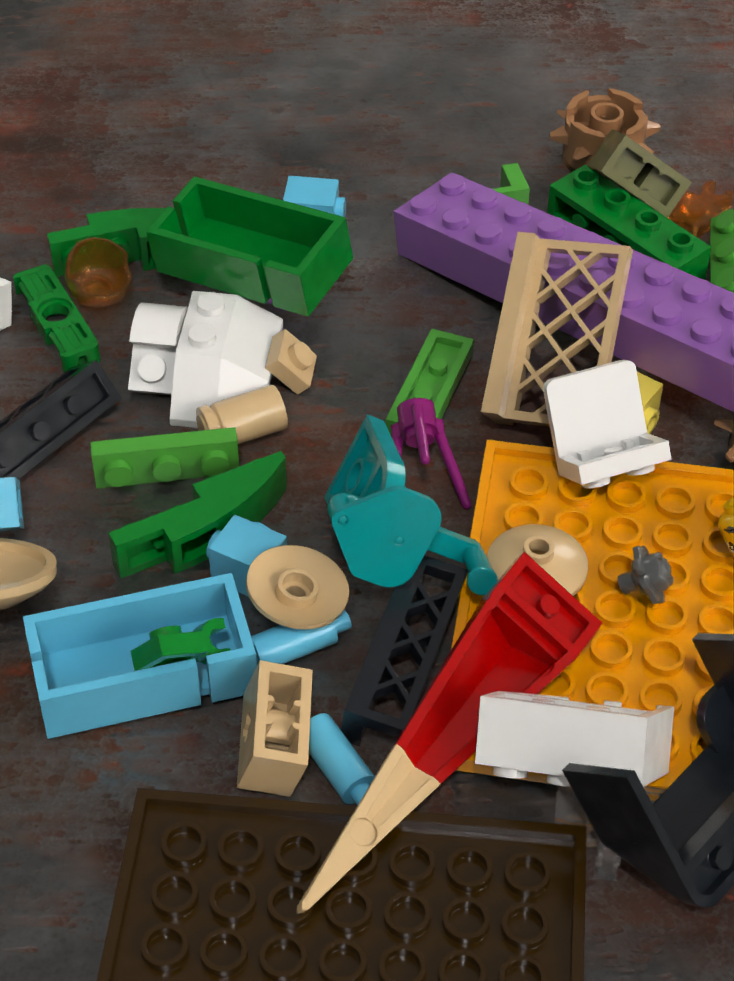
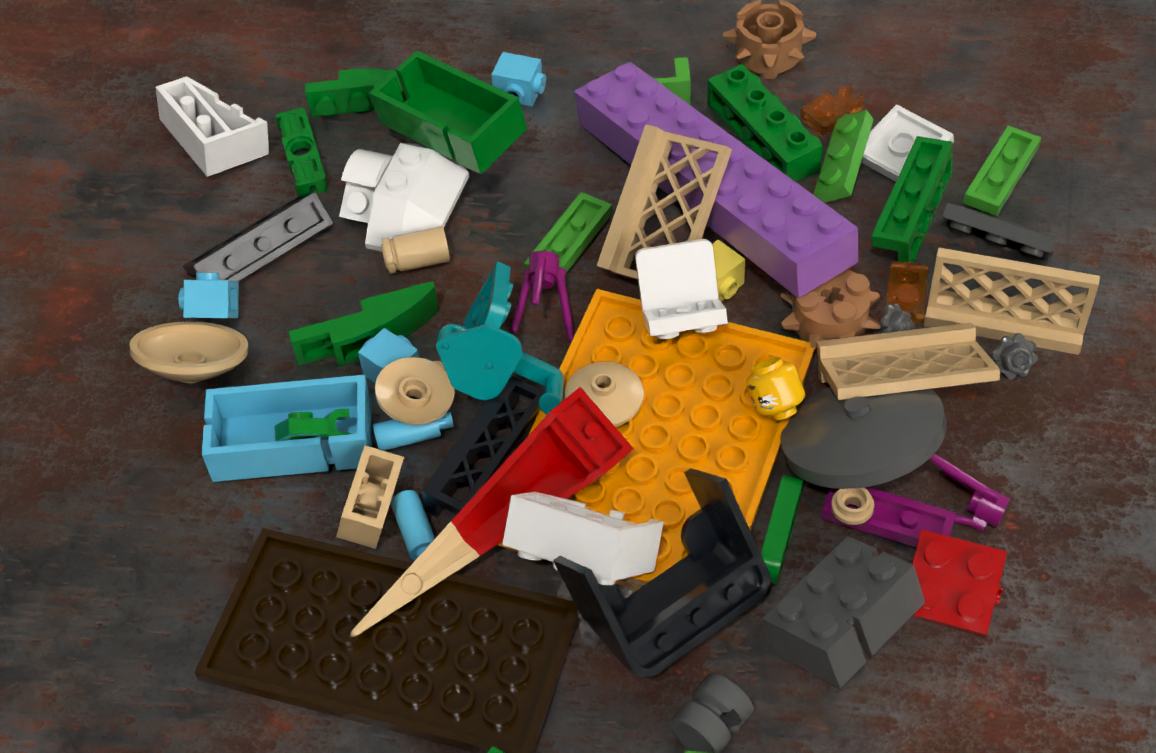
camera: 15 degrees right, 5 degrees up
(97, 272) = (337, 119): clear orange hair -> none
(164, 457) = (350, 275): bright green plate -> none
(291, 361) = (465, 207): tan plate -> none
(639, 172) = (782, 76): olive brick -> none
(648, 574) = (681, 414): dark grey plant -> none

